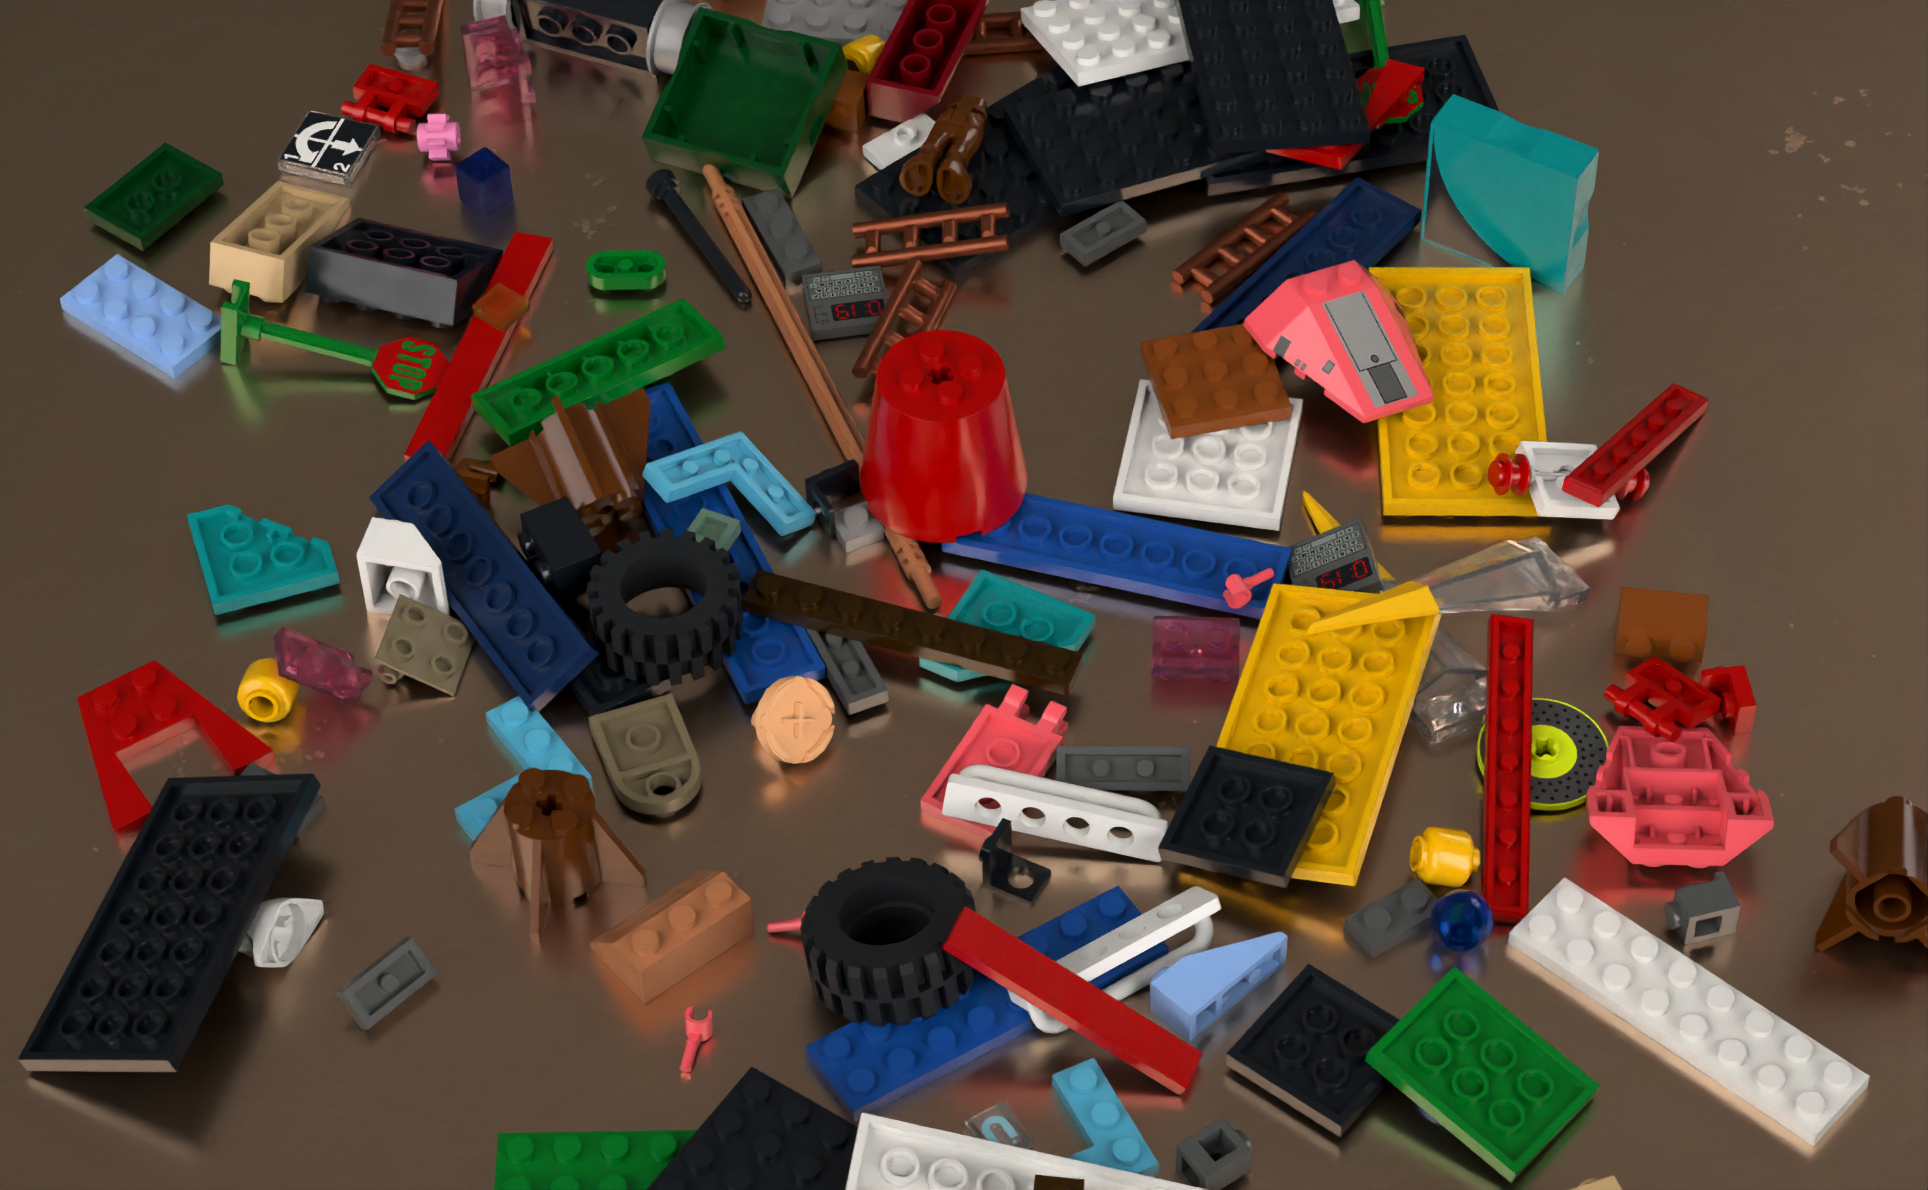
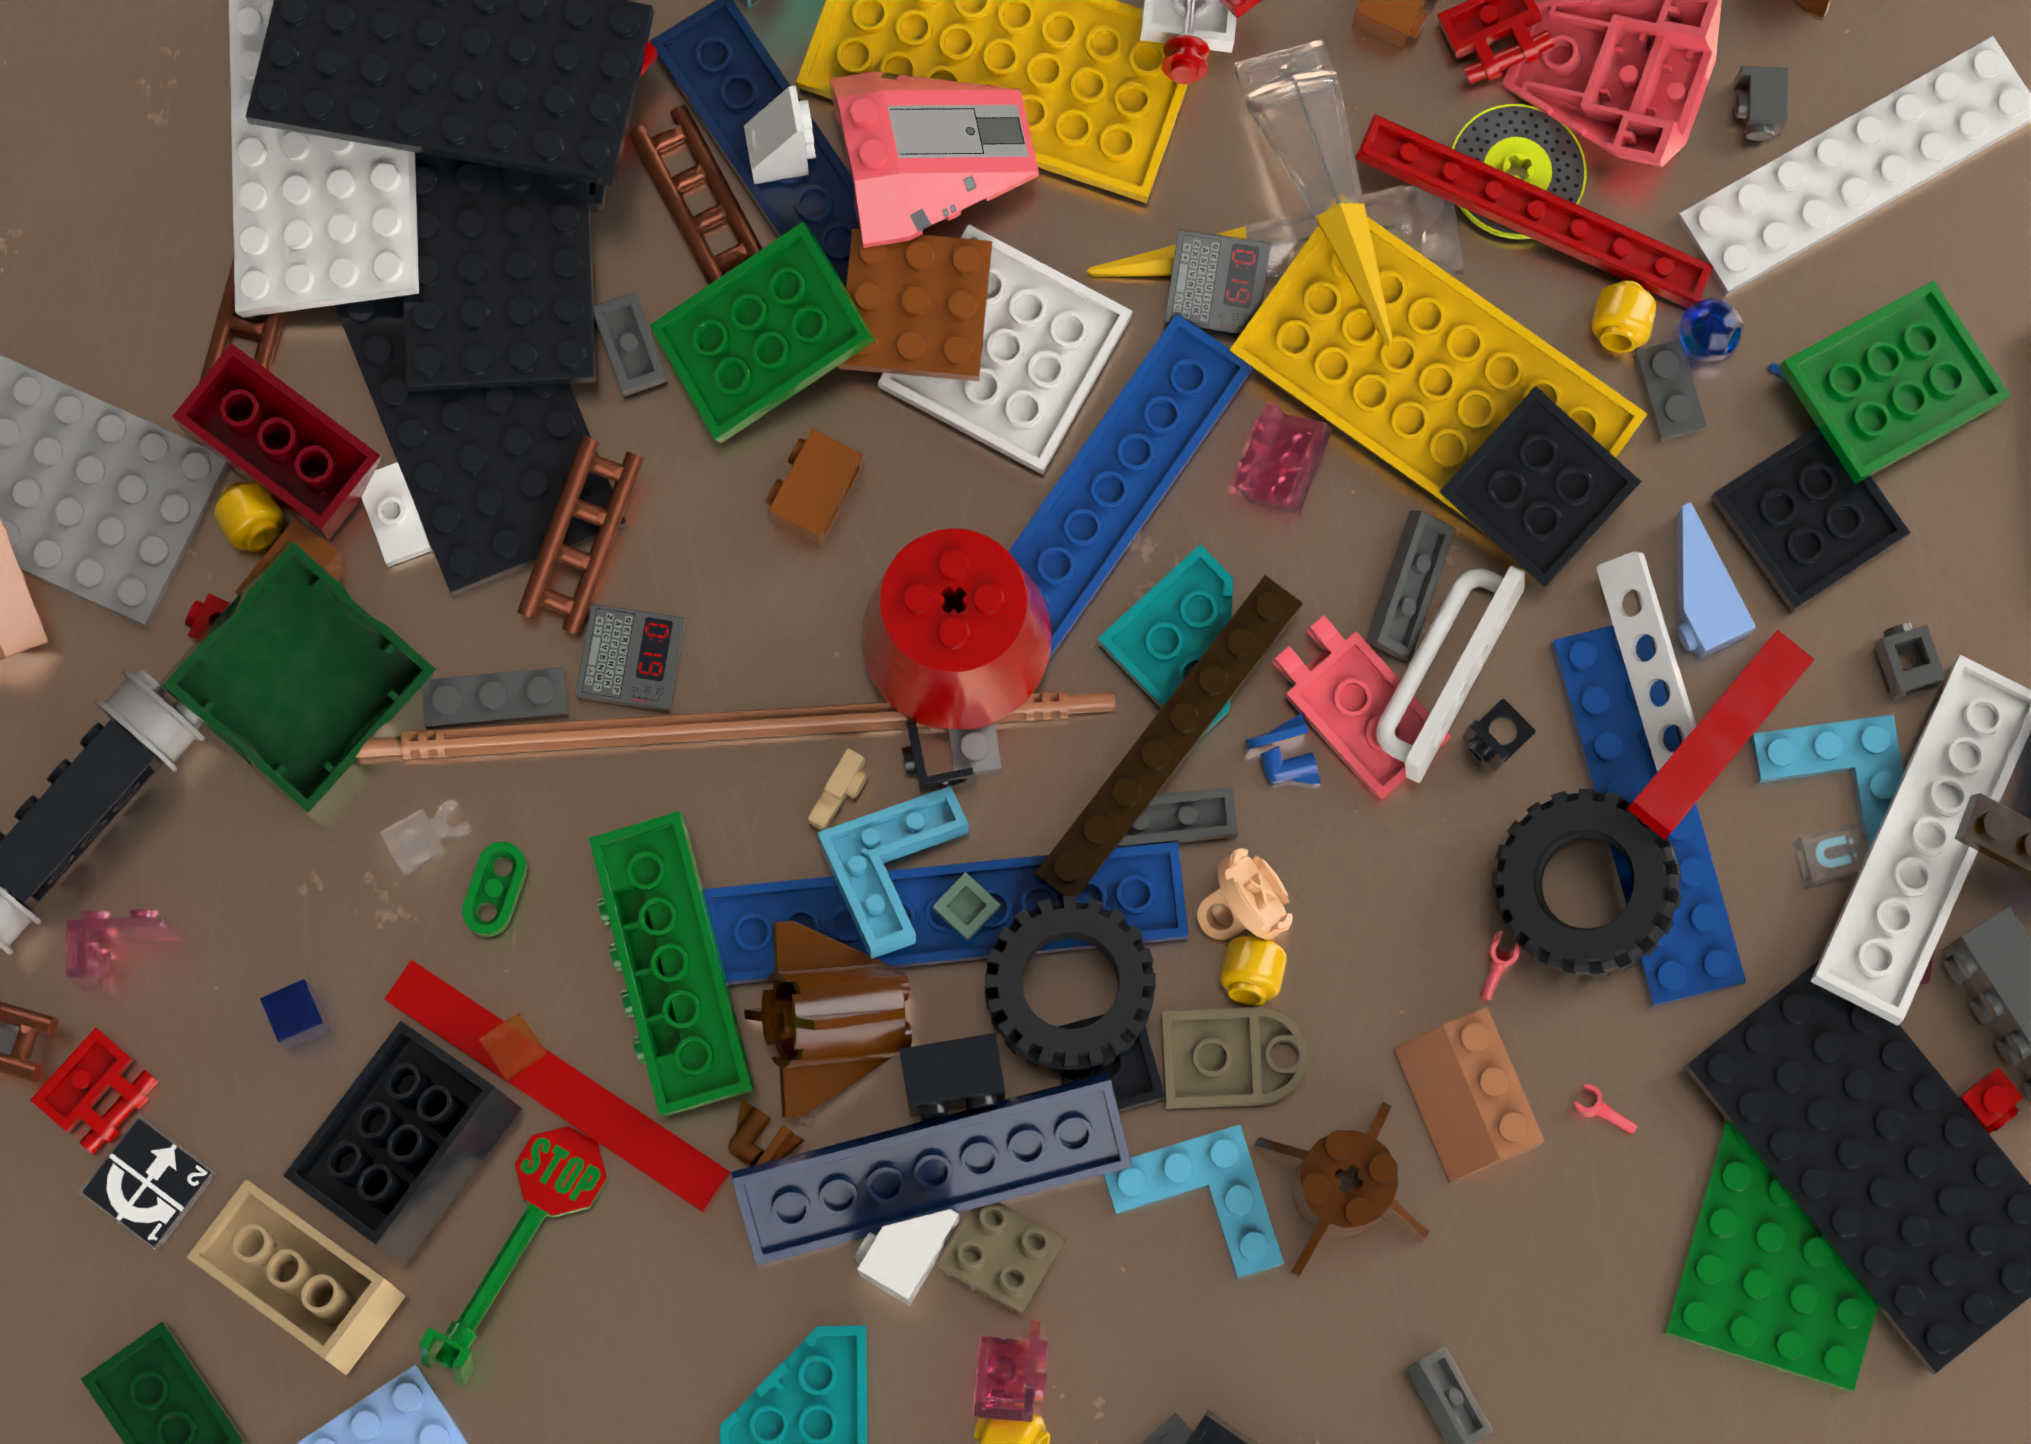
camera: 75 degrees left, 30 degrees up
(438, 137) = (194, 1048): bright pink gear -> none
(652, 217) = (418, 840): none -> clear plate
(665, 189) = (378, 807): black piece -> none
(731, 746) = (1253, 969): none -> yellow head
(789, 442) = (845, 781): none -> tan plate
(897, 307) = (707, 633): copper bar -> none
(919, 727) = (1298, 768): none -> blue piece
(959, 131) = (430, 450): reddish brown piece -> none
(1039, 366) = (814, 486): none -> dark orange brick
(1146, 294) = (762, 332): none -> green plate
(1238, 589) = (1227, 391): coral hand -> none
(1304, 237) = (780, 139): none -> white slope

